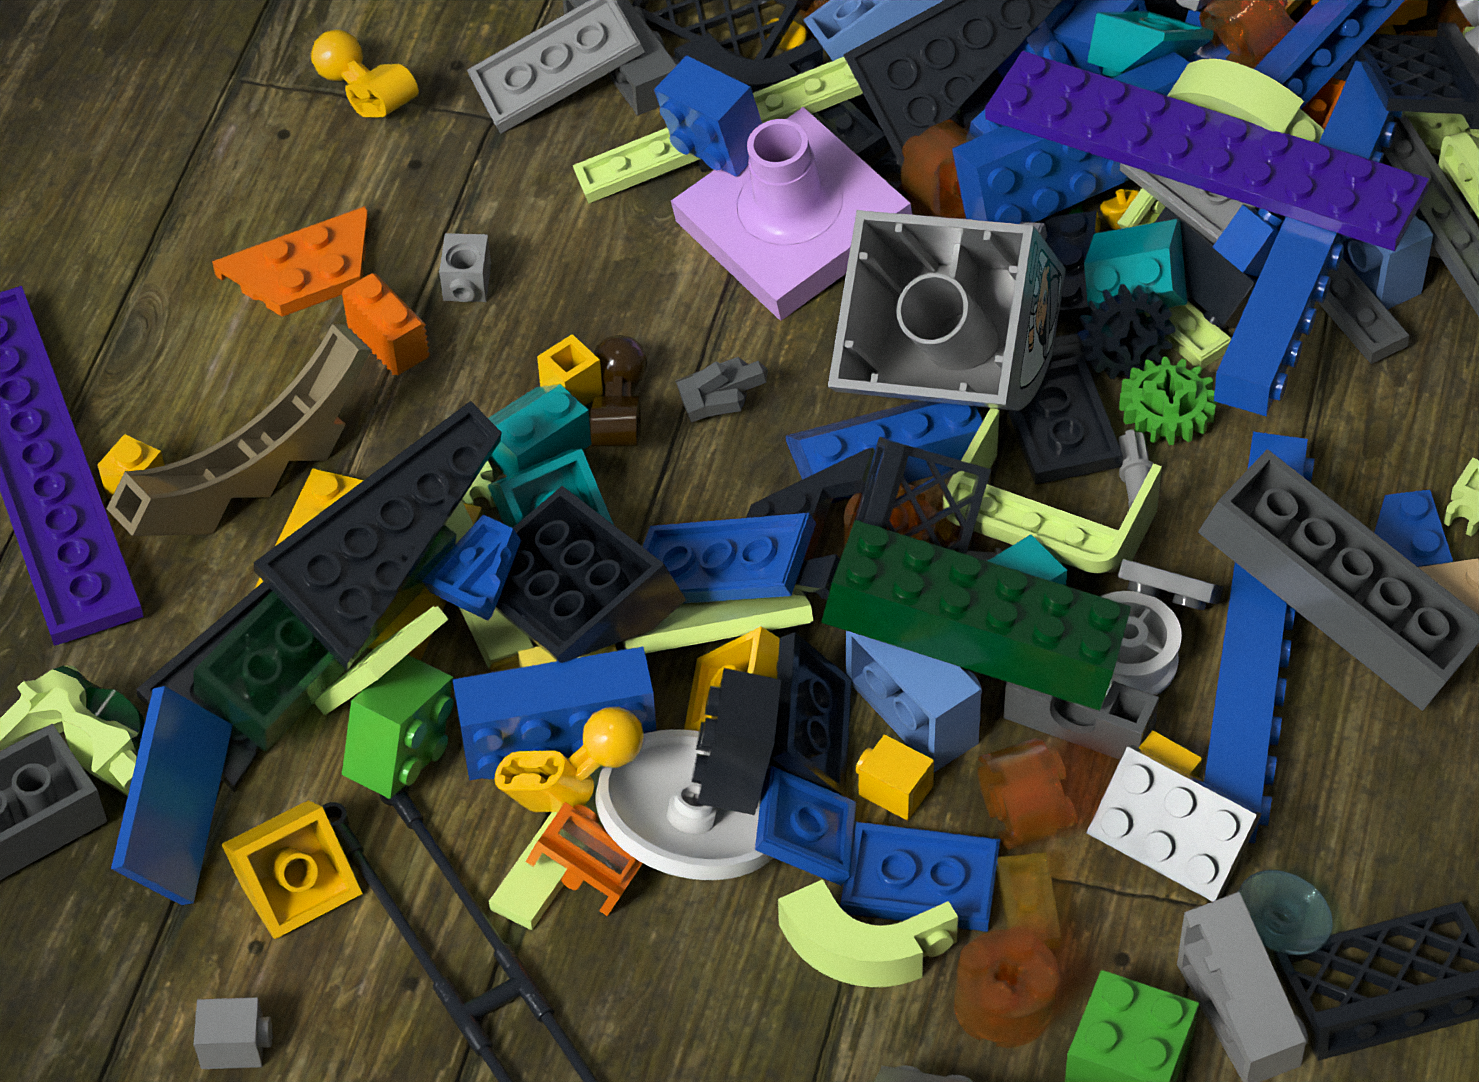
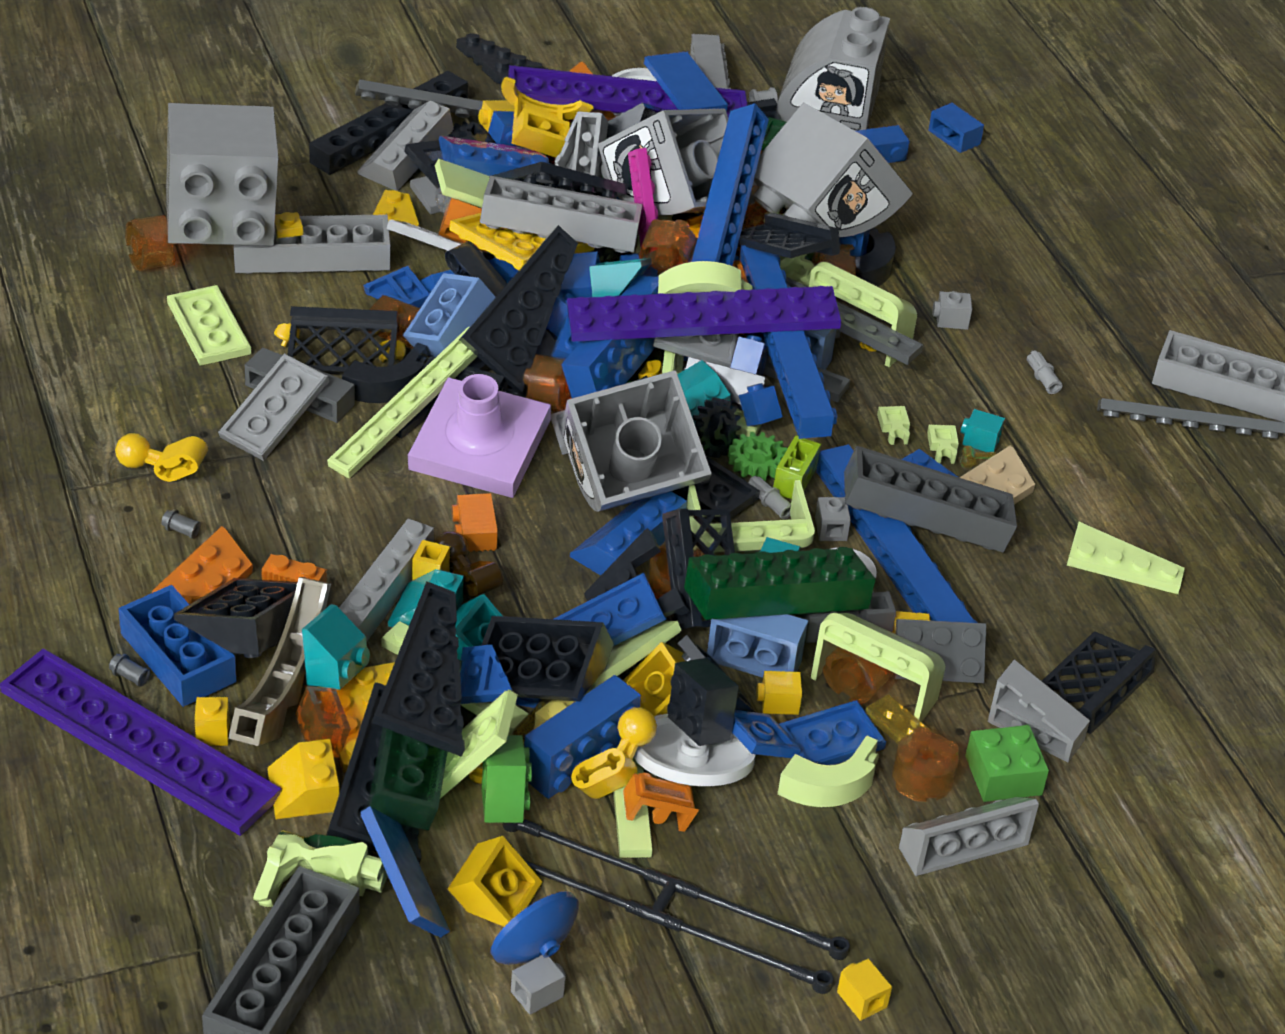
camera: 40 degrees left, 10 degrees down
(98, 350) = (128, 669): none -> dark grey pin
(170, 351) = (177, 655): none -> blue brick
(181, 605) = (306, 780): none -> yellow slope
(254, 534) = (323, 717): none -> clear orange brick
(258, 344) = (242, 614): none -> black slope
(259, 960) = (536, 930): none -> blue dish
(314, 175) = (174, 521): none -> dark grey pin
(329, 440) = (333, 649): none -> teal slope
(465, 267) = (314, 535): light grey brick -> none
(486, 375) = (386, 578): none -> light grey brick
(688, 334) = (476, 521): none -> orange brick
(708, 115) = (410, 395): blue brick -> none
(719, 387) = (517, 542): dark grey rock -> none
(1062, 798) = (884, 650): none -> yellowish green windscreen
(1152, 581) = (846, 537): plate -> none
(1187, 550) = (832, 519): none -> light grey brick
(1201, 444) = (797, 464): none -> lime brick
(1216, 320) = (760, 404): none -> blue brick
(1287, 912) = (1032, 664): clear light blue dish -> none
(1425, 431) = (895, 421): none -> yellowish green plate

